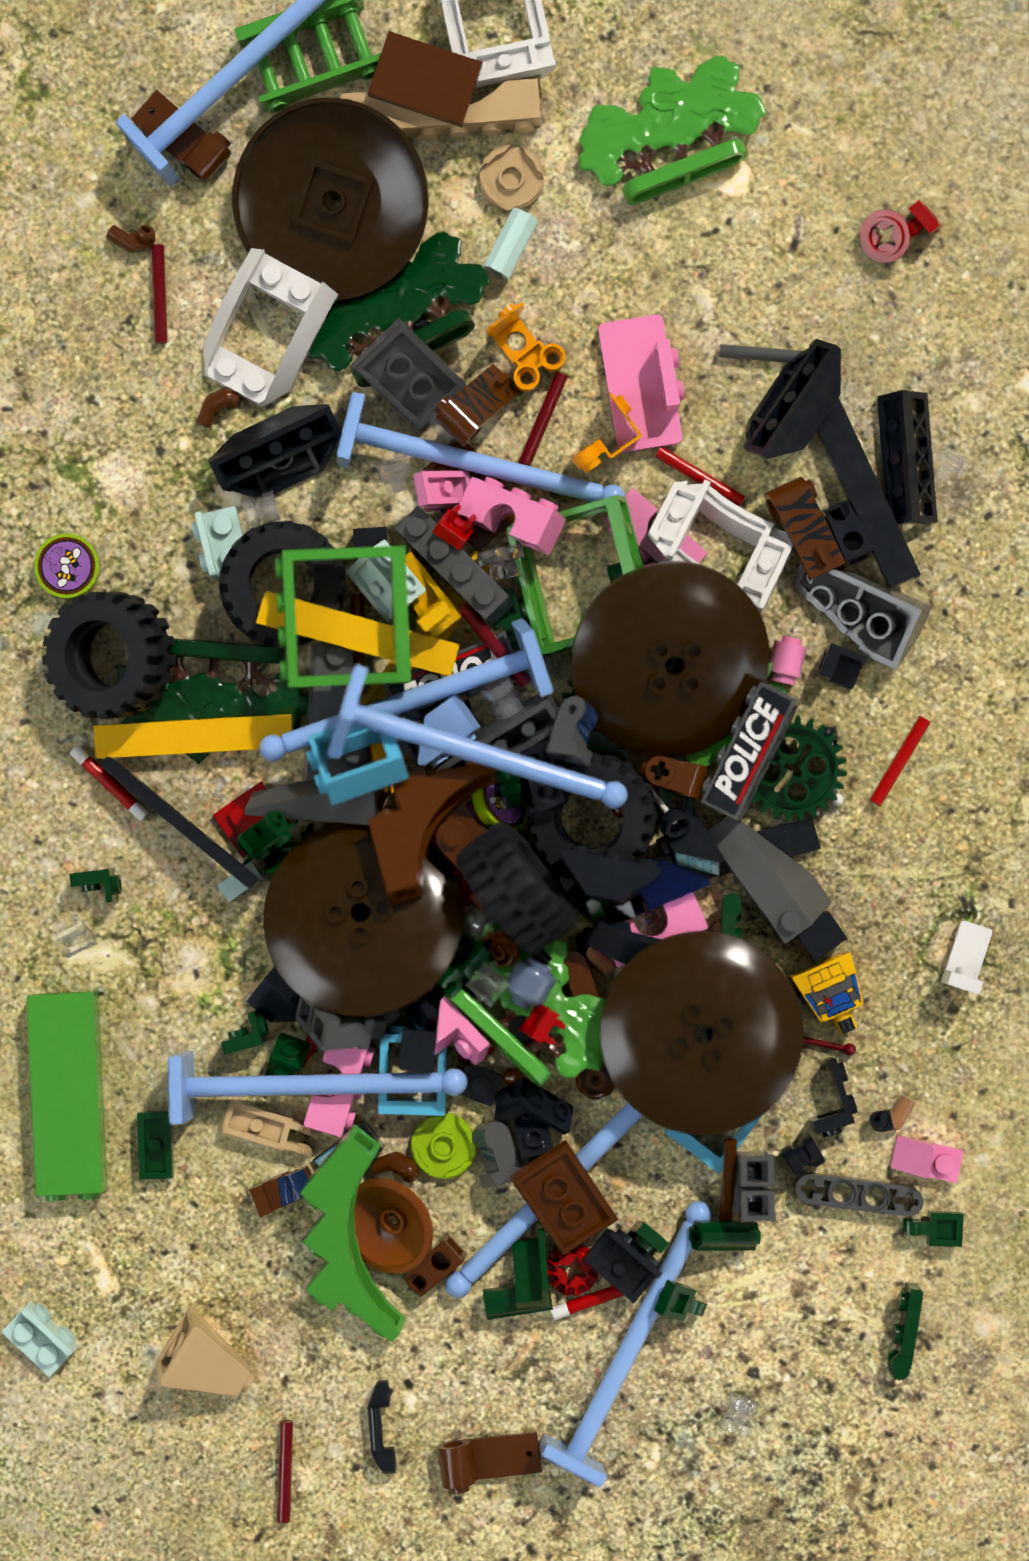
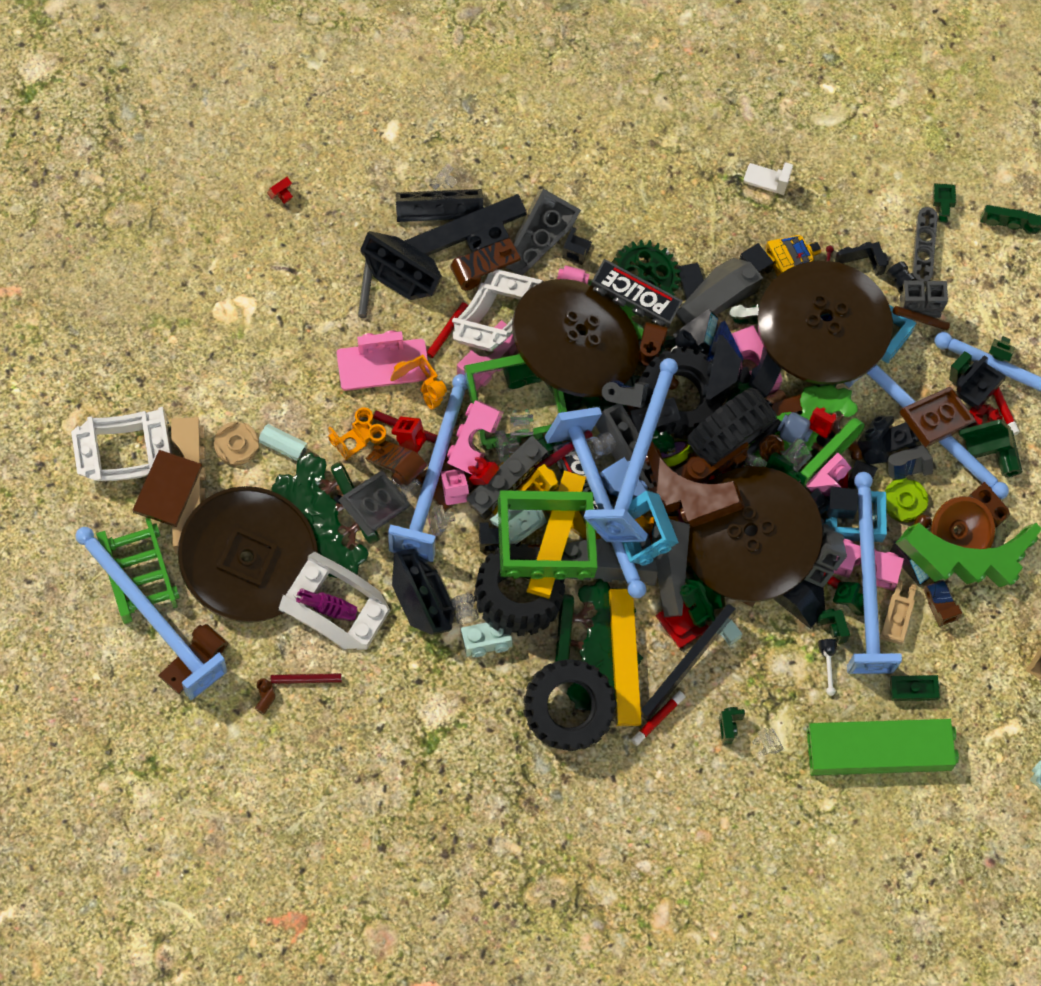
camera: 90 degrees left, 20 degrees down
(67, 566) = (501, 745): tile -> none
(212, 1024) = (828, 648): none -> hinge
(213, 403) = (386, 641): reddish brown arm -> none
(257, 316) = (328, 605): none -> magenta hinge
(522, 422) = (409, 433): none -> red brick
(531, 582) = (521, 423): none -> clear tile
(595, 1089) = (861, 398): reddish brown plate -> none
(674, 117) = (201, 341): bright green plant -> none
(724, 1235) = (956, 322): dark green axle -> none
(871, 236) = (300, 211): gear -> none
(894, 1118) = (874, 224): arm -> none
(900, 761) = (639, 215): red bar -> none
(926, 1159) = (899, 206): bright pink slope -> none

